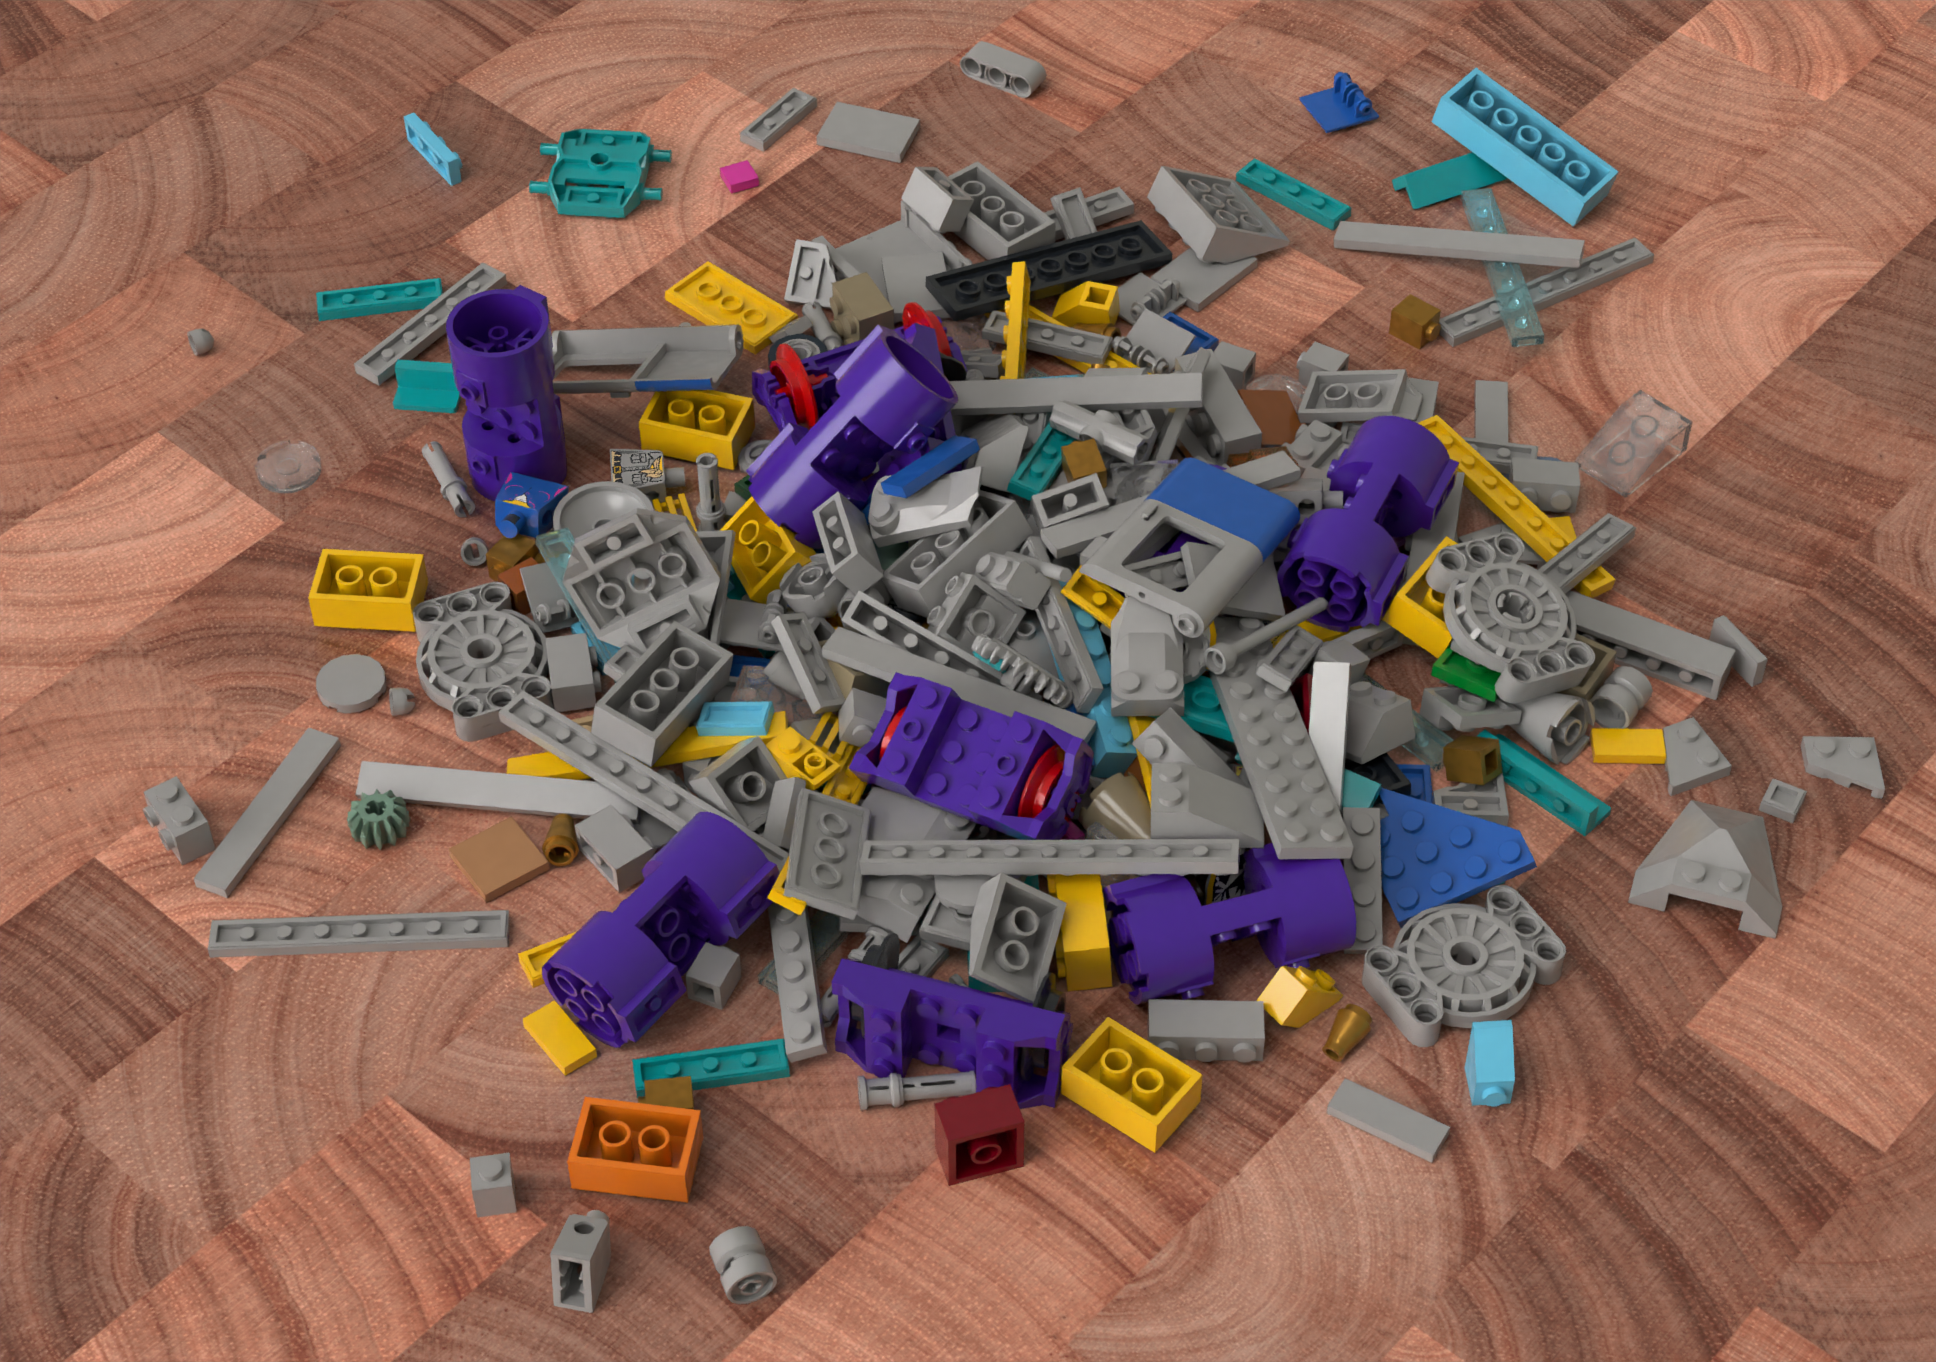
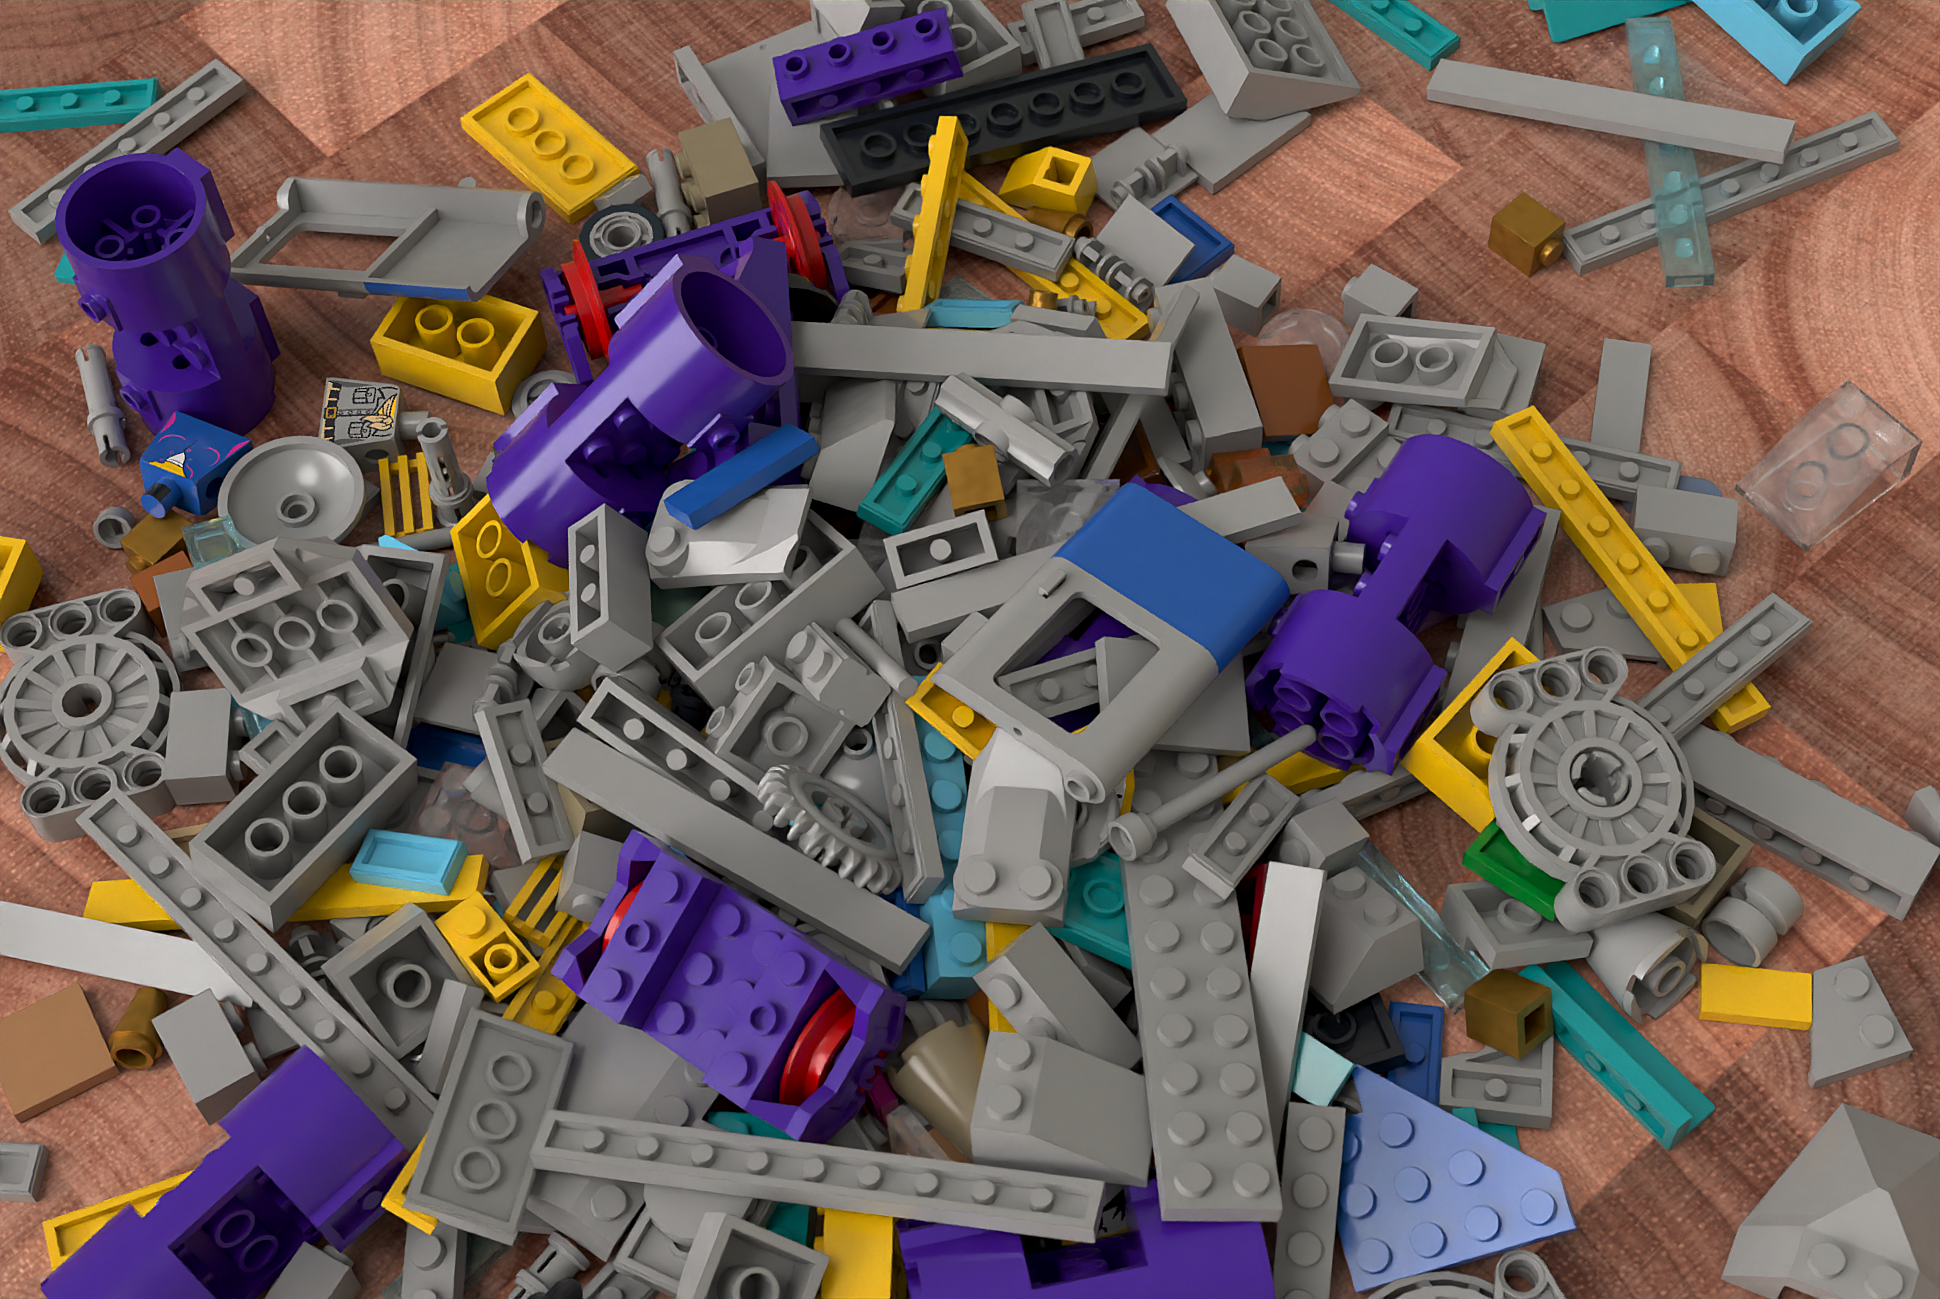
camera: 10 degrees right, 10 degrees up
(810, 274) = (663, 105): light grey wing -> none
(954, 239) = (867, 66): none -> dark purple brick

